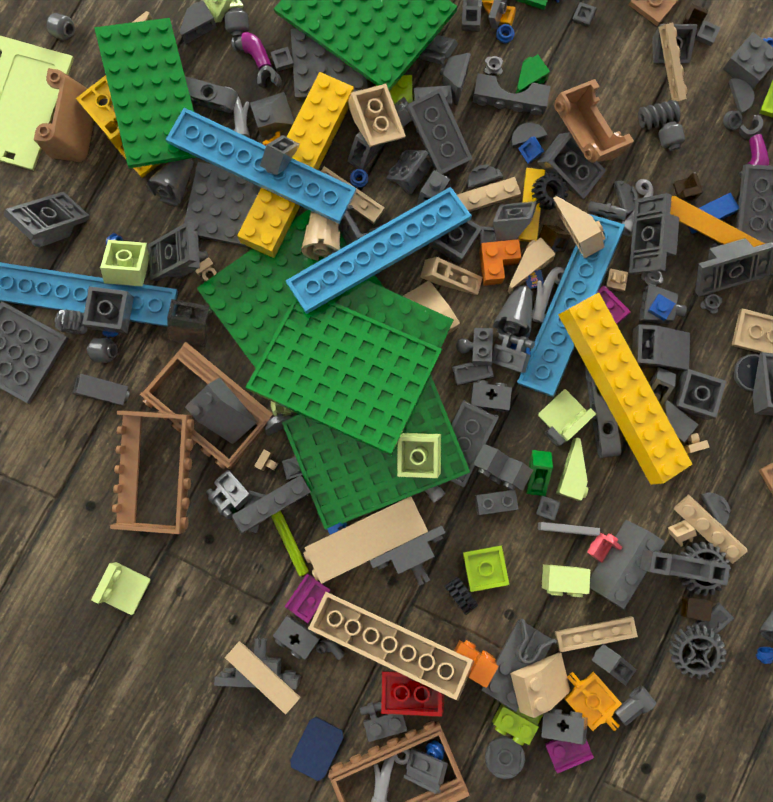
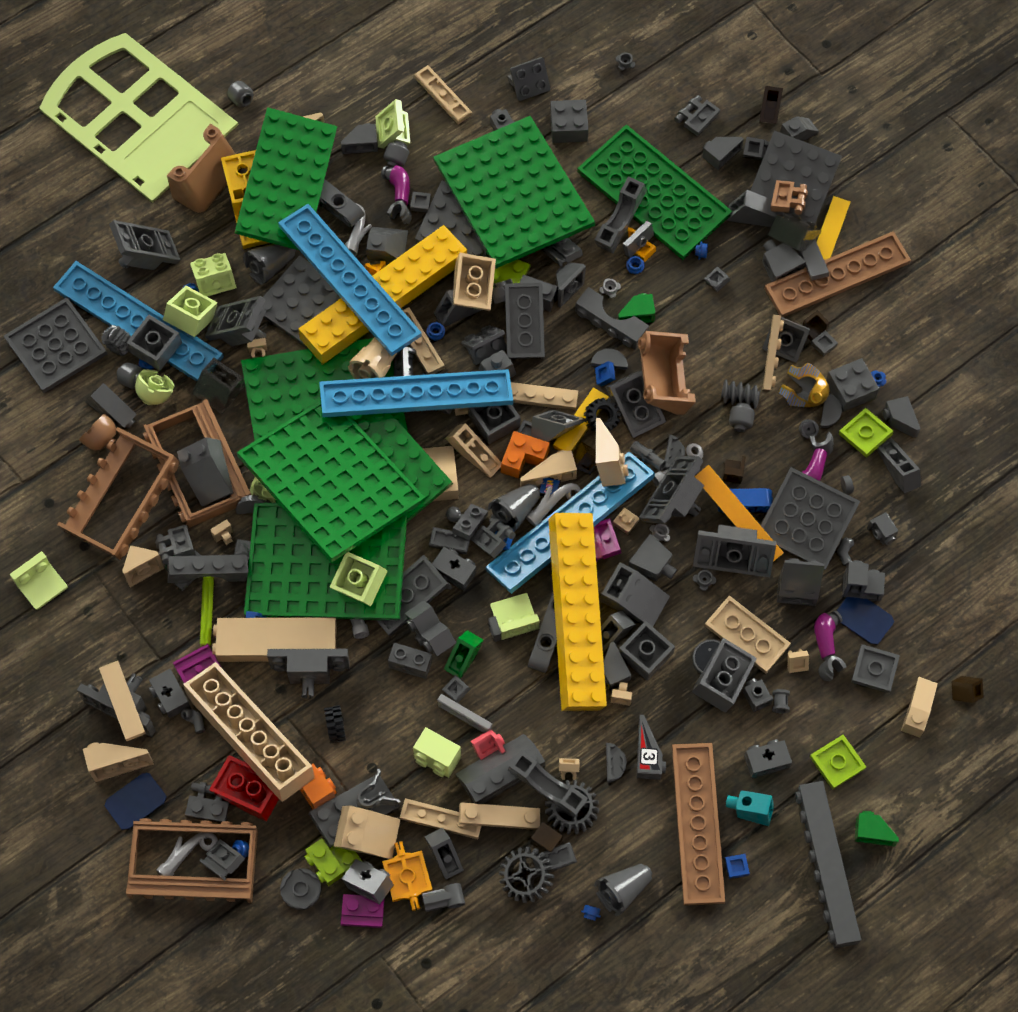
camera: 25 degrees right, 15 degrees down
(103, 421) = (99, 434): none -> medium nougat cylinder
(127, 216) = (213, 274): none -> yellowish green bracket
(129, 352) = (153, 388): none -> yellowish green cylinder
(206, 531) = (141, 564): none -> tan slope
(274, 730) = (113, 760): none -> tan slope
(278, 154) = (367, 275): dark grey slope -> none
(483, 175) = (550, 377): dark grey tile -> none
(485, 568) = (371, 714): lime plate -> none
(574, 477) = (492, 672): yellowish green slope -> none
(646, 608) = (499, 816): none -> tan plate
(661, 307) = (649, 557): blue plate -> none
(710, 528) = (597, 776): tan plate -> none
(721, 81) = (813, 383): none -> pearl gold piece
(745, 489) = (648, 753): none -> slope

